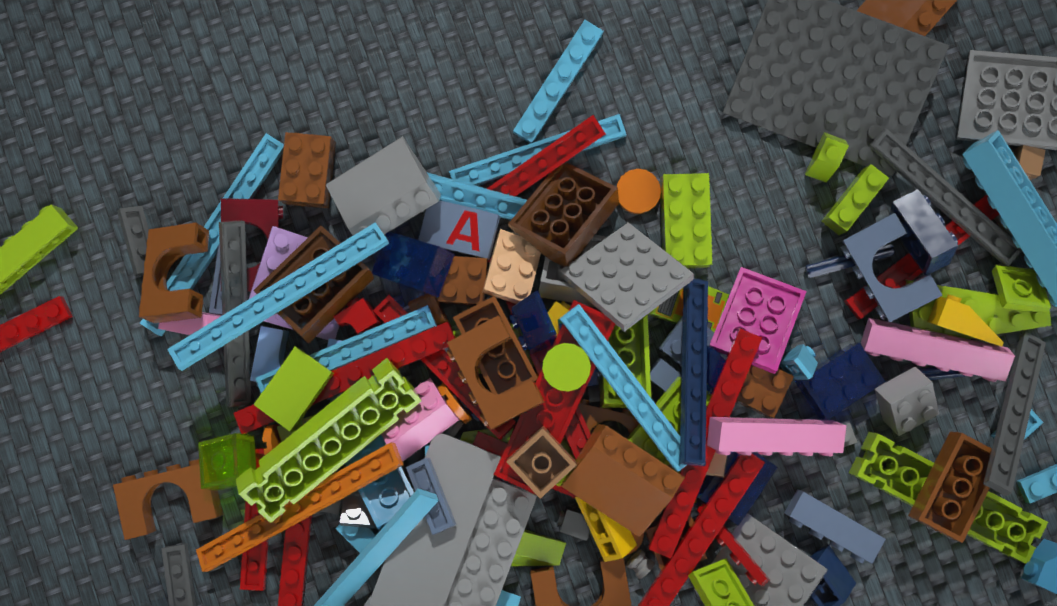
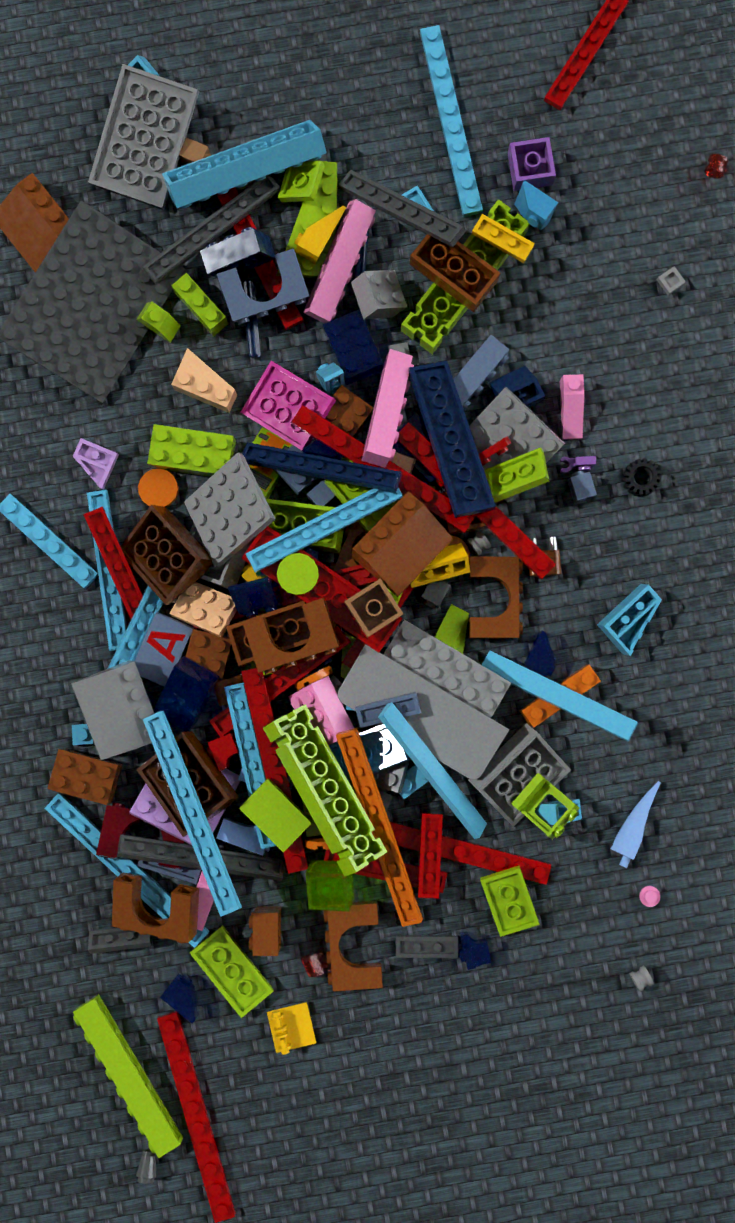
camera: 80 degrees left, 0 degrees up
(69, 444) = (291, 1027): none -> yellow hinge
(85, 318) = (182, 997): none -> clear blue slope
(120, 368) = (231, 971): none -> lime plate
(139, 456) = (312, 964): none -> clear red tile
(167, 398) = (266, 931): none -> dark orange brick
(278, 569) = (430, 855): none -> red plate
(352, 157) = (81, 735): none -> medium azure plate
(656, 117) = (96, 461): none -> lavender wing
(753, 516) = (451, 439): none -> dark blue plate
(765, 219) = (202, 383): none -> light nougat wedge
(1002, 536) = (503, 238): none -> yellow plate

